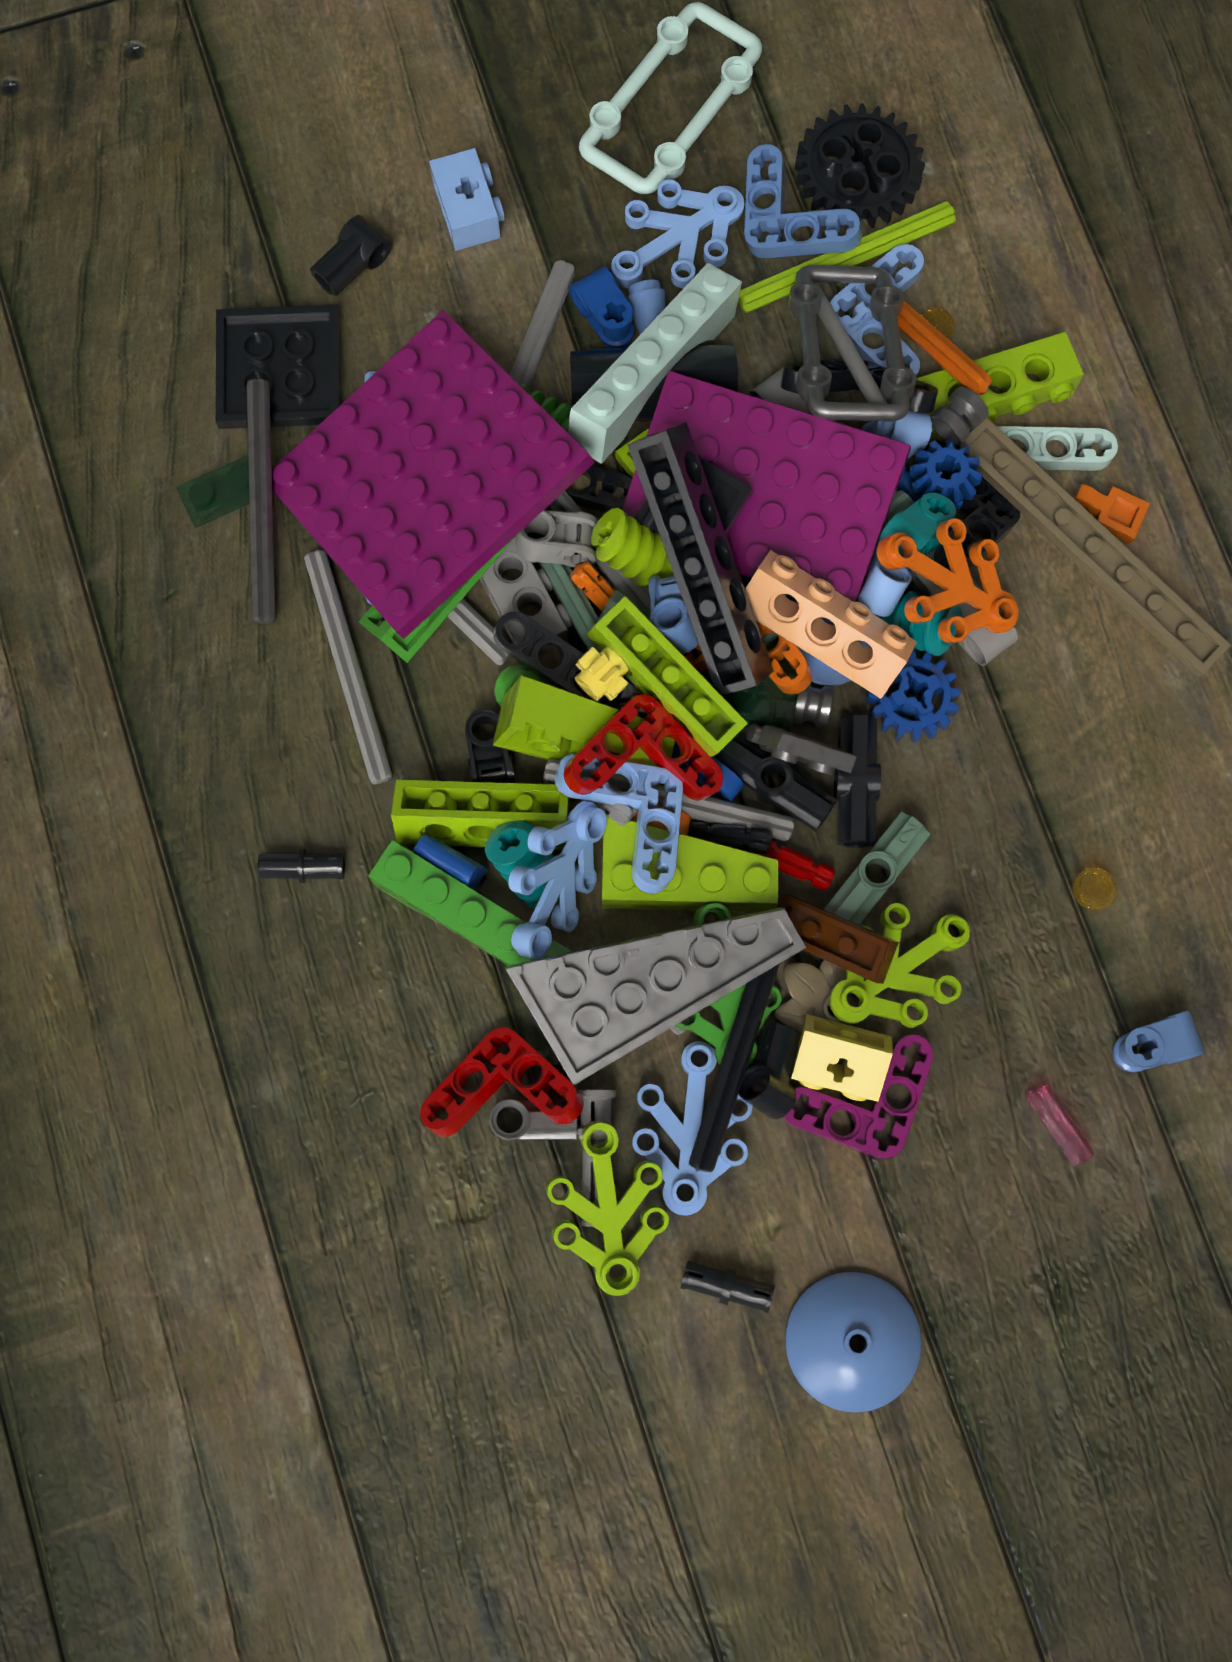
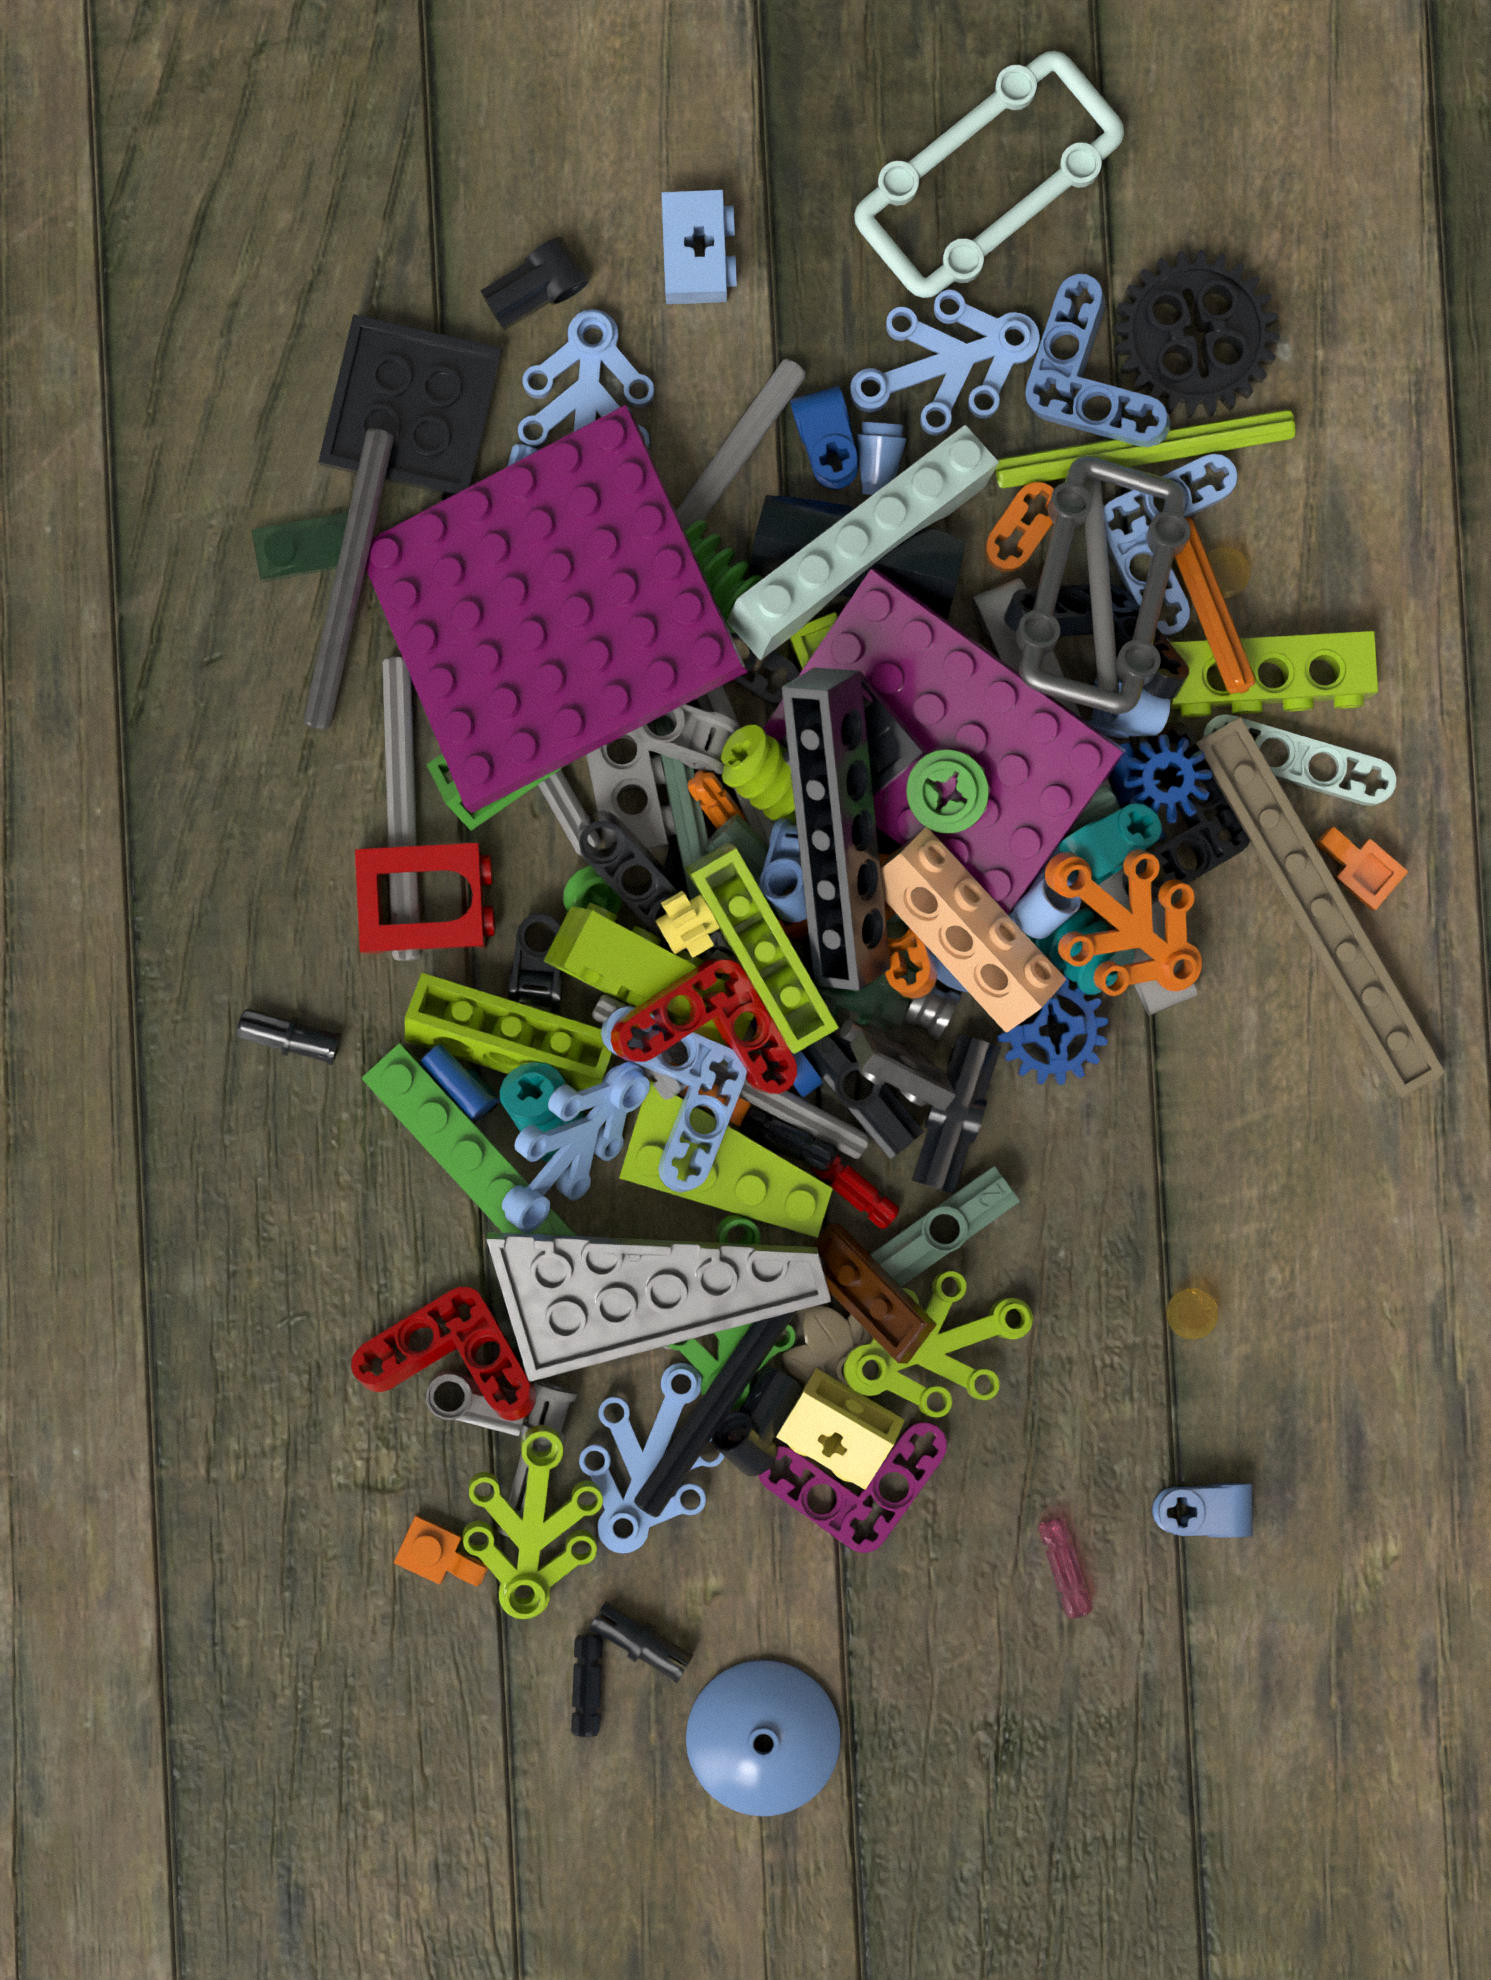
camera: 15 degrees right, 10 degrees up
(411, 320) = (587, 393): none -> light blue plant
(422, 742) = (464, 932): none -> red panel
(531, 1258) = (433, 1552): none -> orange plate
(692, 1338) = (586, 1685): none -> black axle
(764, 333) = (1012, 520): none -> orange beam
(768, 500) = (925, 797): none -> bright green gear
(959, 416) = (1205, 712): flat silver wheel -> none

